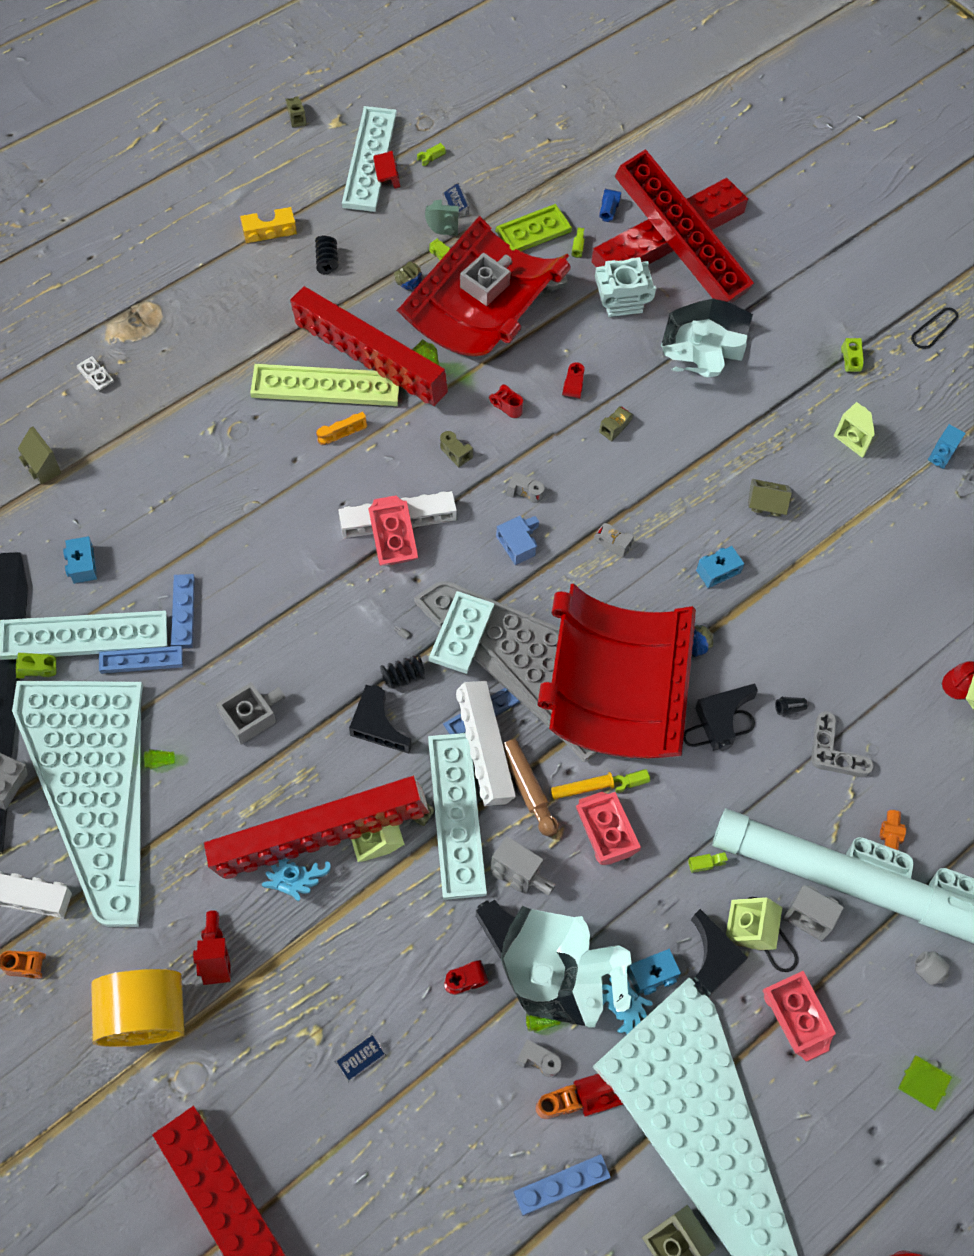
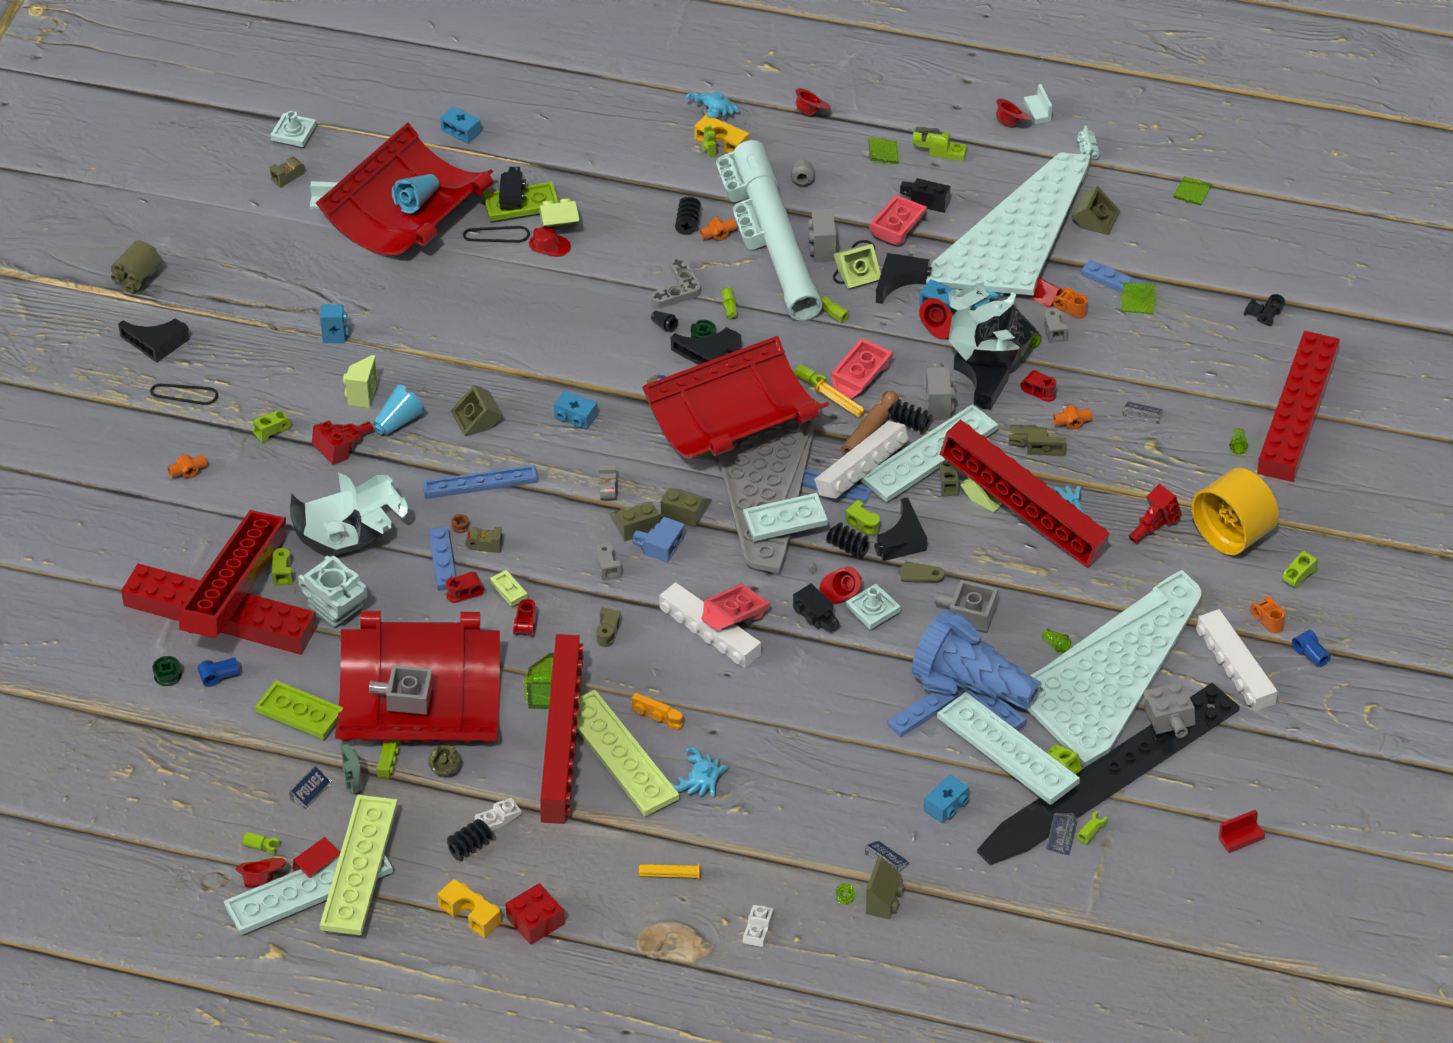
camera: 120 degrees left, 15 degrees down
(43, 1038) = (1300, 569): none -> lime leg
(68, 437) = (840, 891): none -> clear neon green bush
(72, 488) = (878, 849): none -> slope
(185, 646) = (956, 655): none -> medium blue cone
(190, 352) = (659, 870): none -> yellow axle
(227, 254) = (535, 913): none -> red brick
(244, 1120) = (1238, 442): none -> clear neon green cone
(258, 423) = (703, 774): none -> medium azure animal
(295, 111) = (291, 985): olive leg -> none
(317, 644) = (873, 606): none -> light aqua plate
(326, 708) = (920, 572): none -> olive piece
(336, 285) = (501, 814): none -> white slope
(349, 599) = (815, 608): none -> black hinge
(356, 634) = (841, 584): none -> red piece
(357, 181) = (358, 865): none -> yellowish green plate
(400, 919) = (1036, 440): none -> olive plate
(401, 977) = (1072, 417): none -> orange axle
(403, 134) = (259, 872): none -> red piece
(420, 701) = (862, 519): none -> lime leg
(511, 825) = (911, 418): none -> black piece
(516, 1182) = (1138, 298): none -> clear neon green piece
(545, 578) = (684, 506): none -> olive slope
(550, 409) = (508, 588): none -> yellowish green plate
(559, 535) = (638, 517): none -> olive slope
(578, 243) = (289, 669): lime bar -> none
(620, 389) = (441, 556): none -> medium blue plate
(632, 941) = (936, 317): none -> red piece
(649, 415) = (457, 519): none -> dark orange bush
(687, 286) = (282, 567): none -> lime leg
(687, 460) = (480, 481): none -> medium blue tile
(748, 723) = (702, 329): none -> dark green wheel
(779, 776) = (729, 302): none -> lime axle
(803, 386) = (338, 439): none -> red brick
(807, 441) = (398, 410): none -> medium azure cone
(819, 1072) = (927, 193): none -> black hinge
(842, 284) = (187, 466): none -> orange axle
(897, 1148) = (939, 143): none -> lime plate
(929, 815) = (687, 215): none -> black piece

